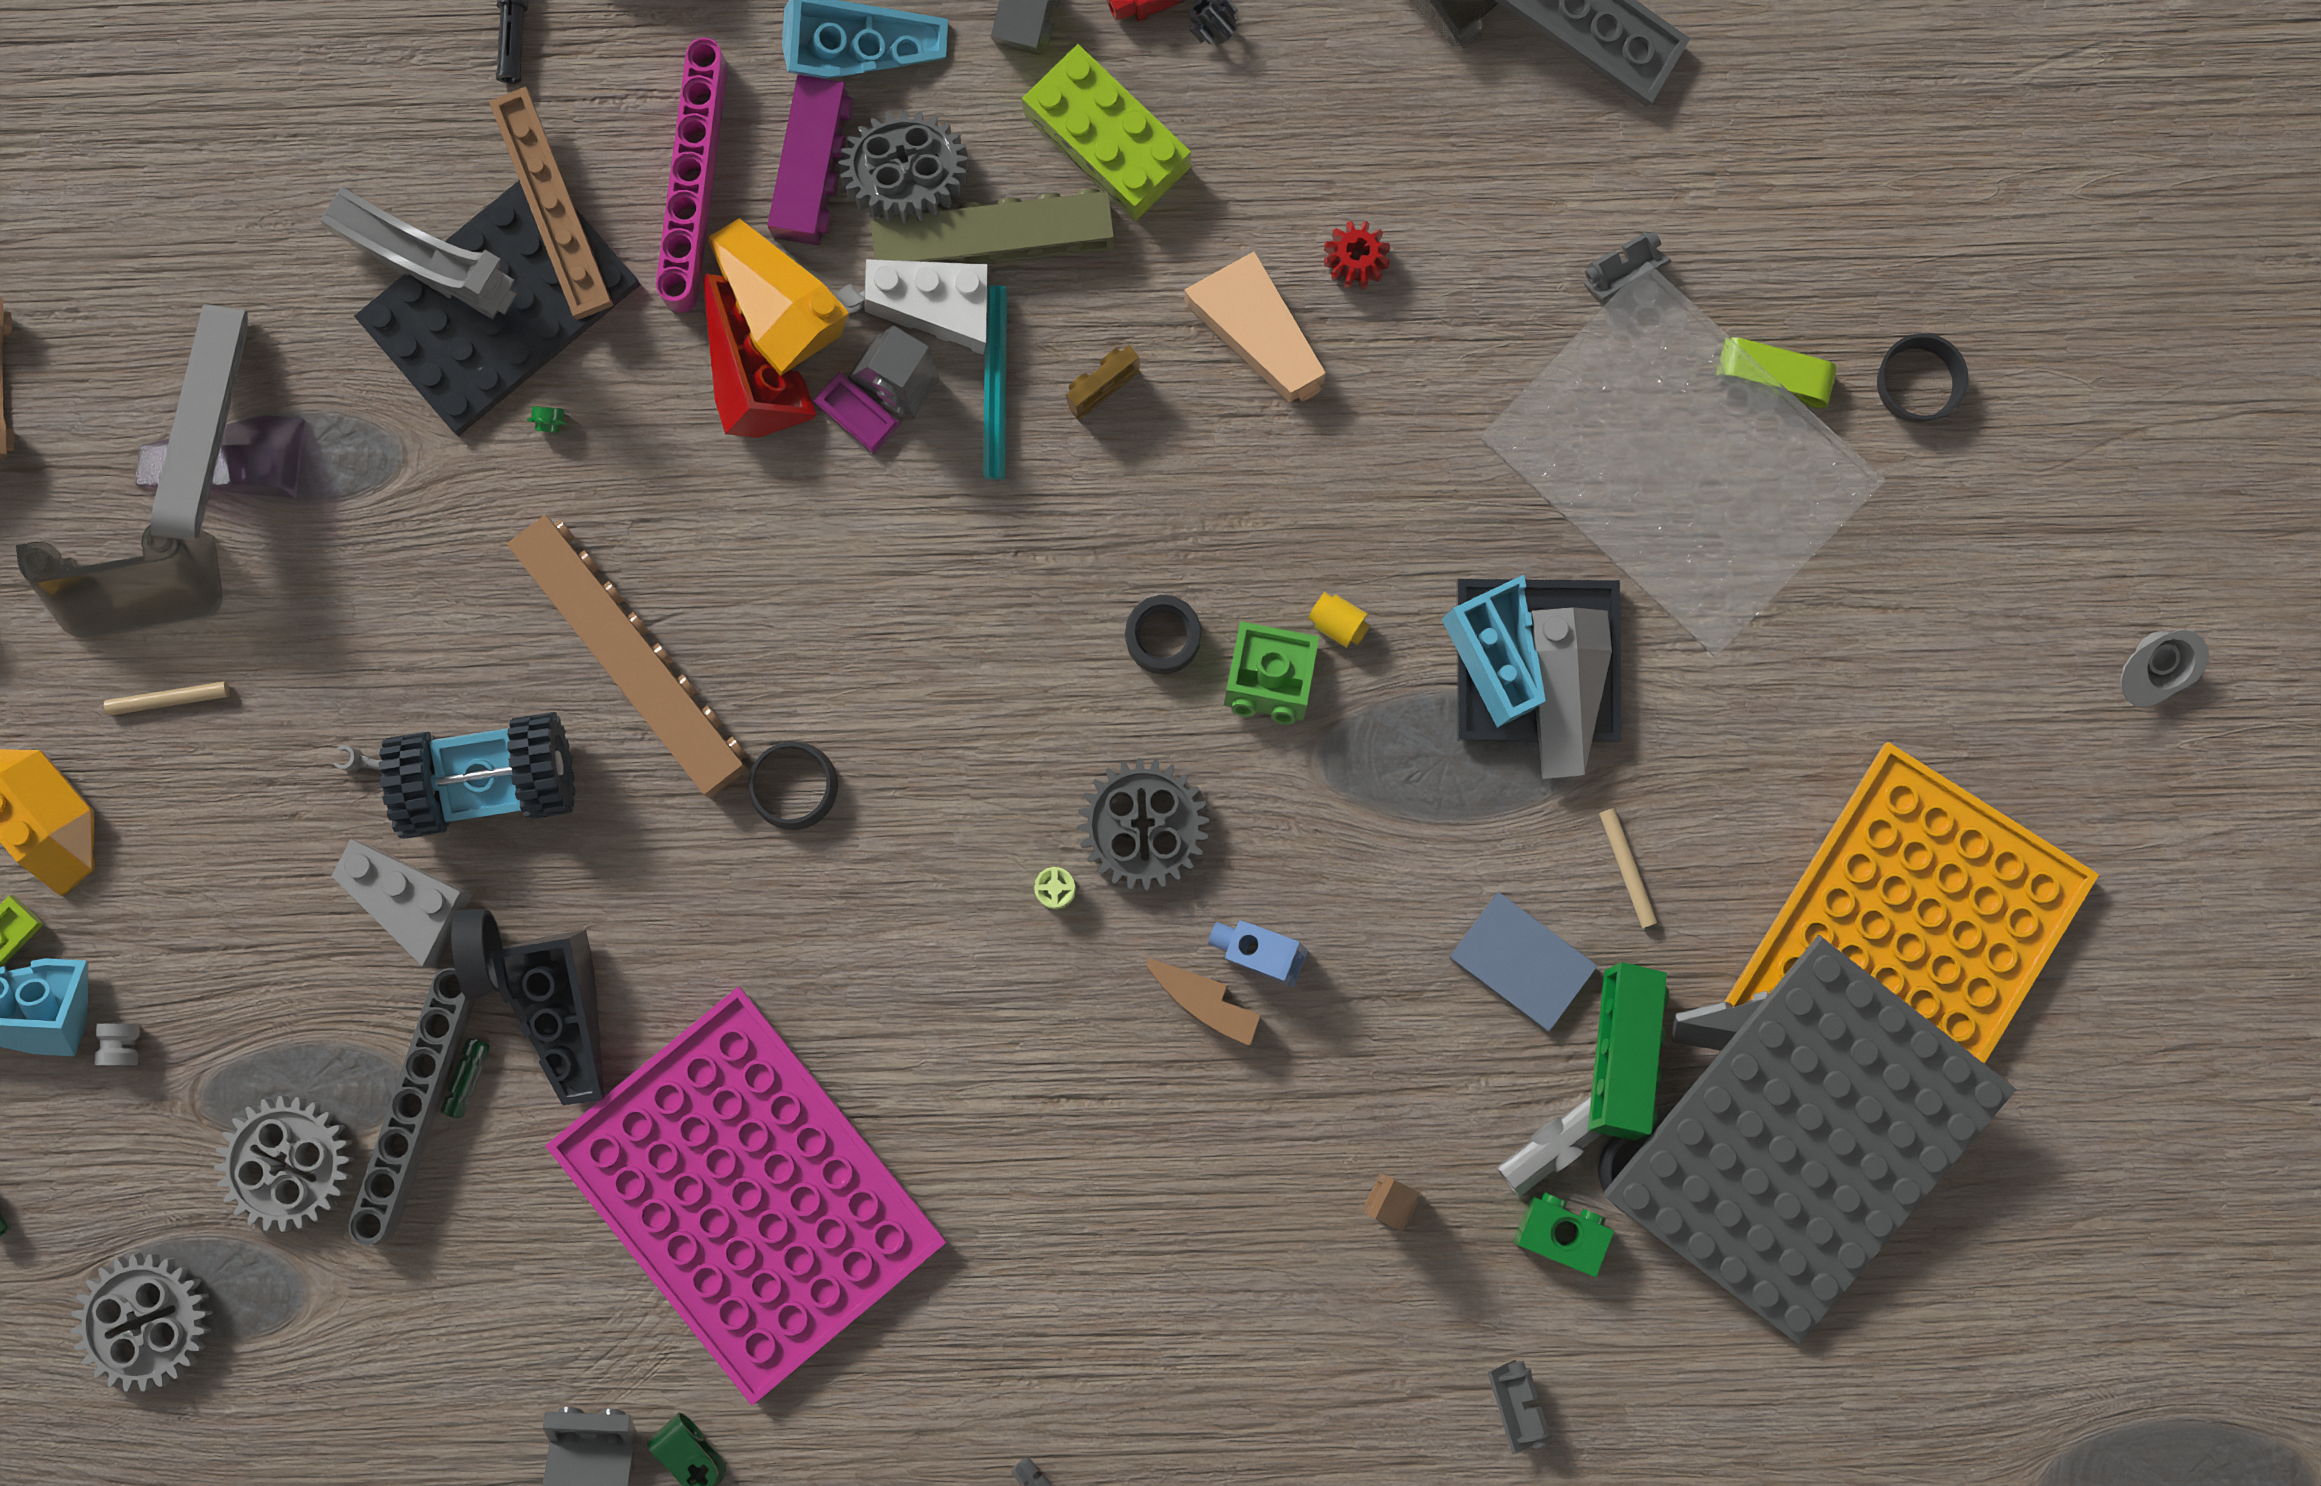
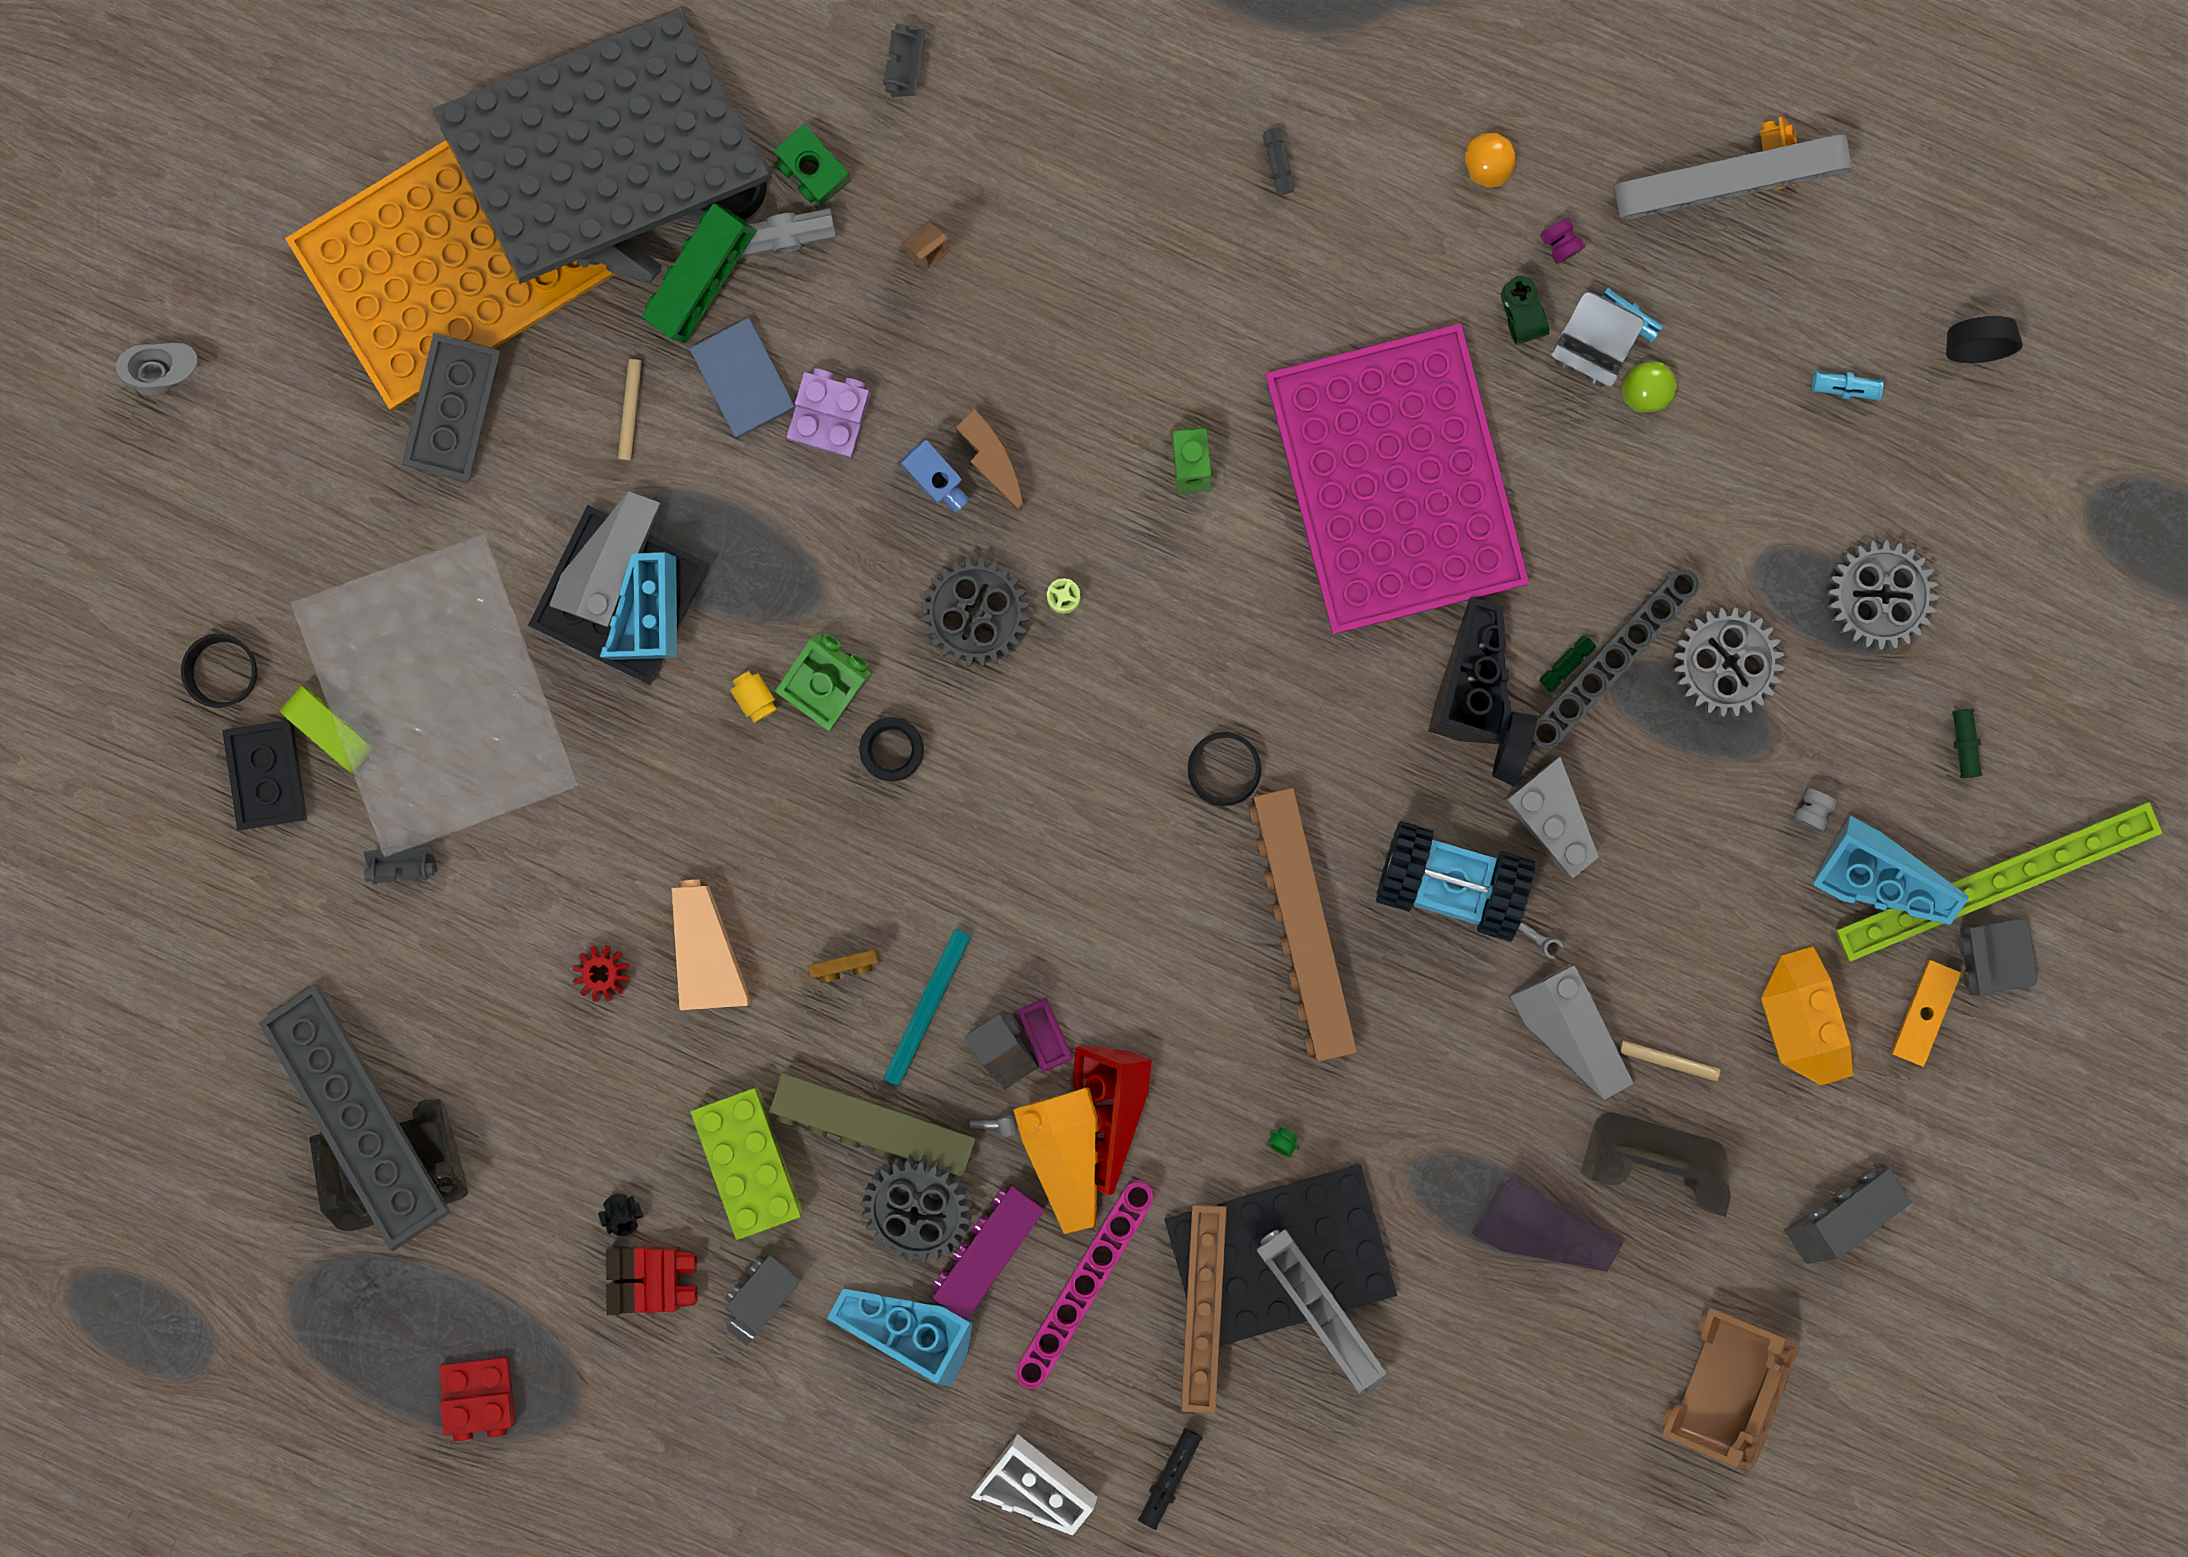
camera: 155 degrees left, 5 degrees up
(199, 423) = (1547, 1253): light grey beam -> none
(293, 687) = (1568, 1022): none -> light grey wedge
(508, 1435) = (1649, 387): none -> lime hair
(931, 297) = (943, 1092): white wedge -> none
(985, 1108) = (1191, 459): none -> bright green torso
(1409, 967) = (828, 413): none -> lavender plate
(1817, 293) = (264, 775): none -> black plate
(1823, 775) = (451, 407): none -> dark grey plate

